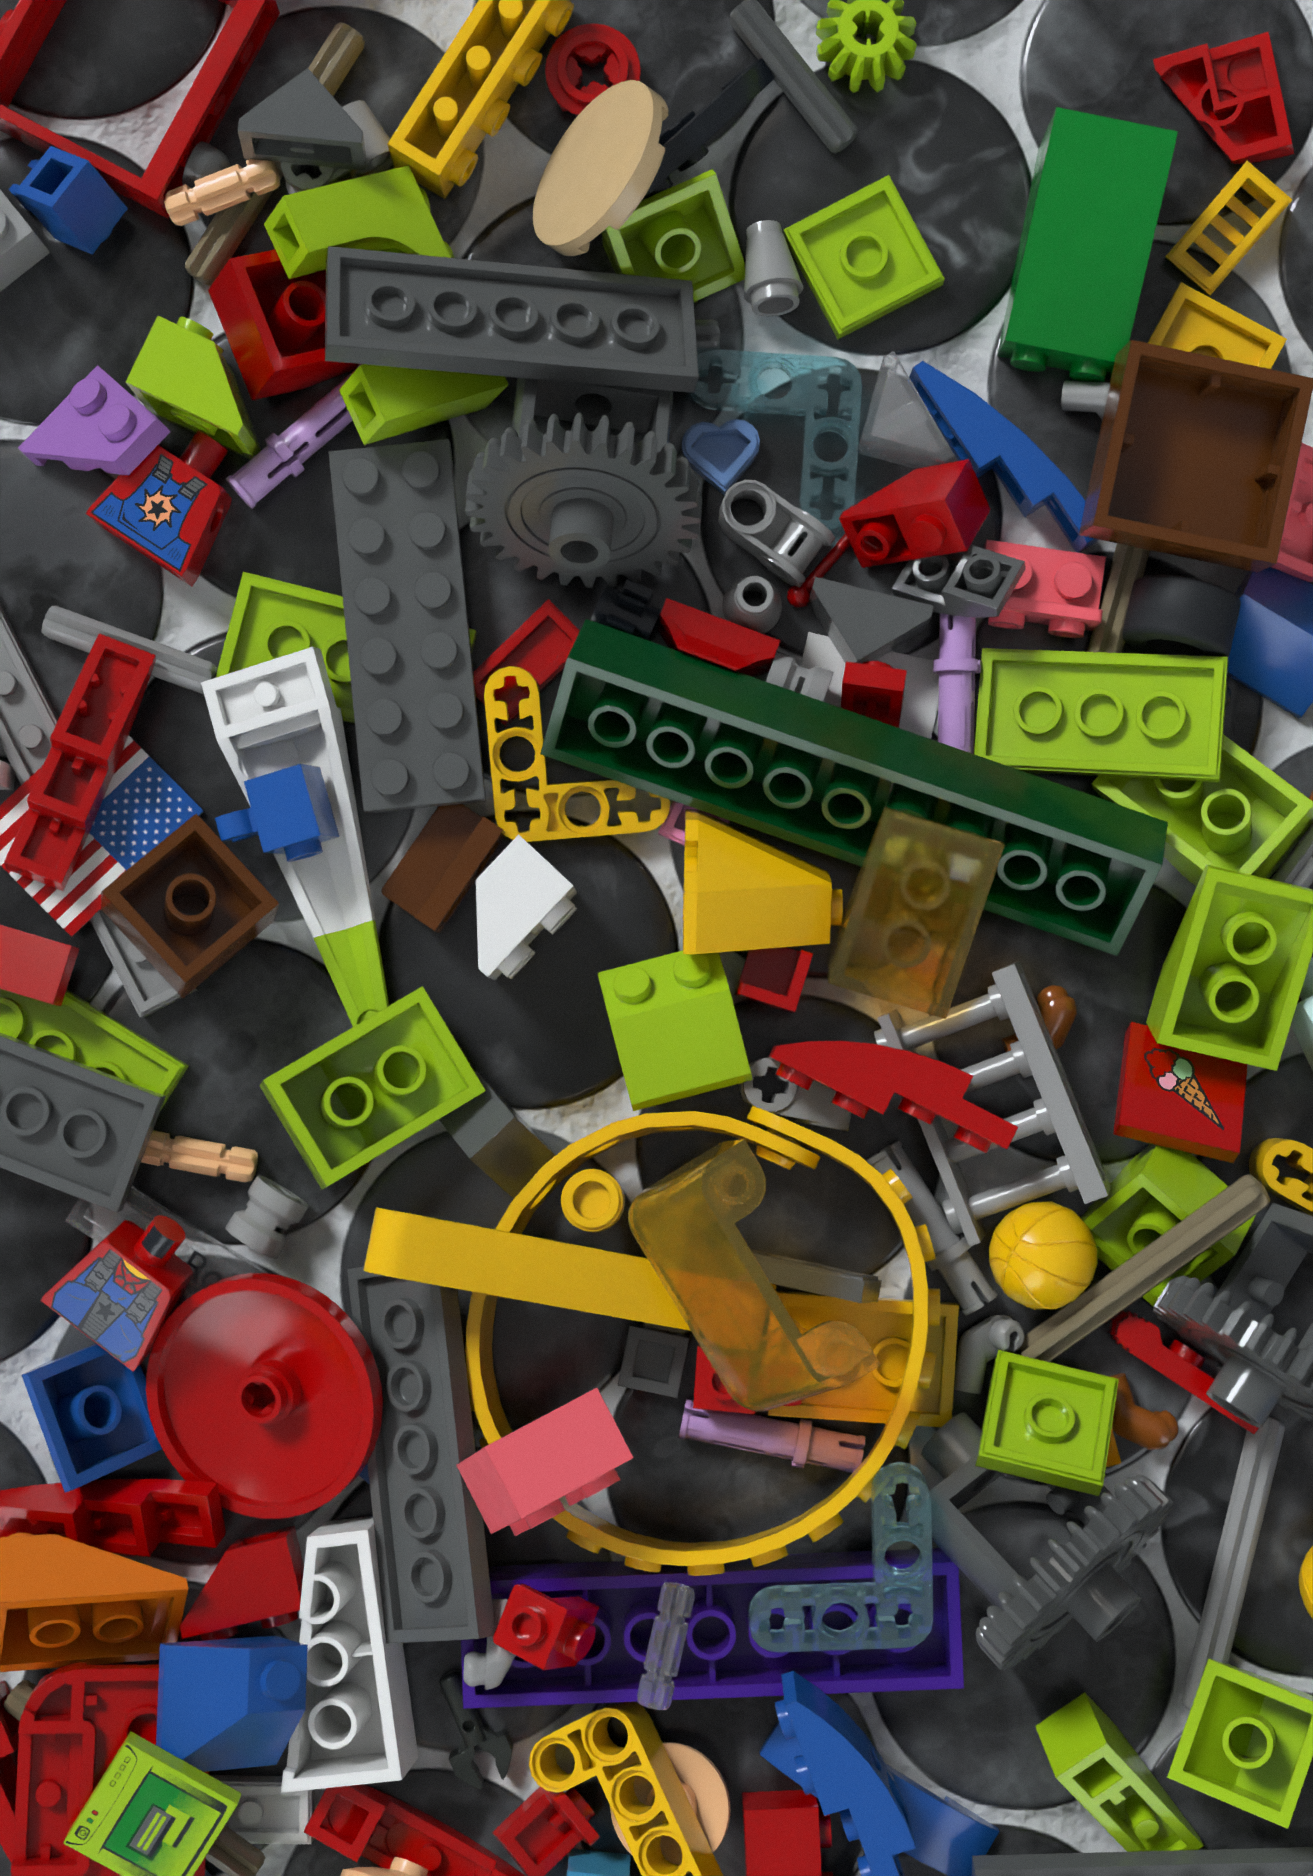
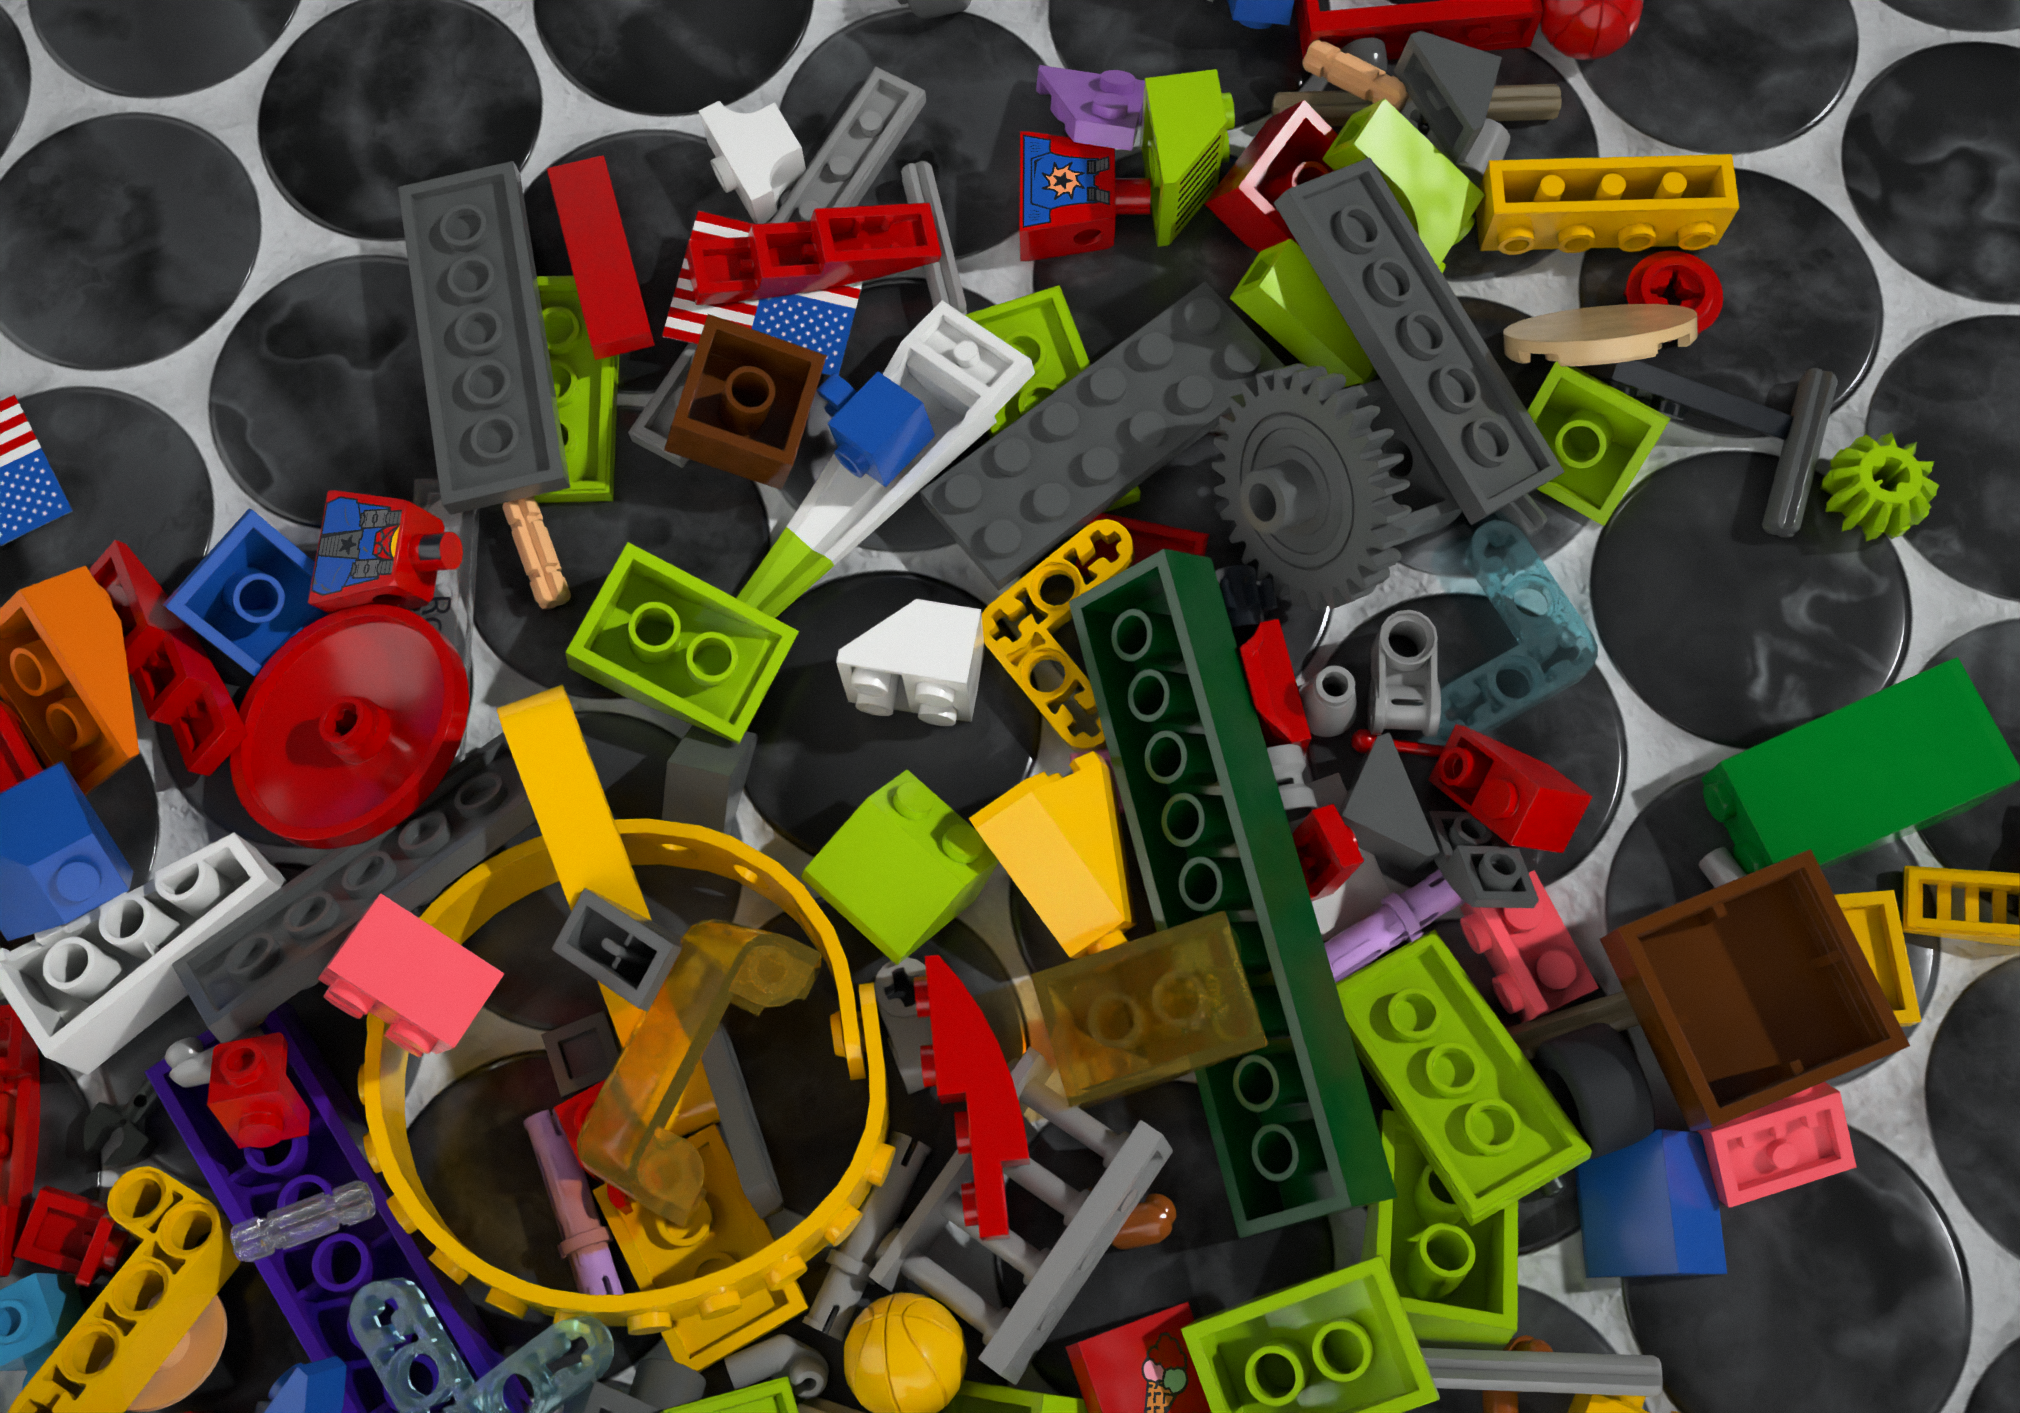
camera: 60 degrees right, 15 degrees down
(252, 1582) = (163, 816): red slope -> none
(266, 1217) = (514, 635): light grey wheel -> none
(291, 448) = (1137, 247): lavender pin -> none
(443, 864) = (896, 581): reddish brown panel -> none
(592, 1200) = (694, 889): yellow tile -> none
(620, 1285) = (618, 948): none -> dark grey slope
(721, 452) = (1440, 595): medium blue tile -> none
(770, 272) = (1622, 536): light grey cone -> none
(774, 977) = (1008, 935): red panel -> none
(863, 257) = (1695, 608): lime tile -> none
(899, 423) = (1576, 720): clear slope -> none
(993, 442) = (1623, 822): blue slope -> none

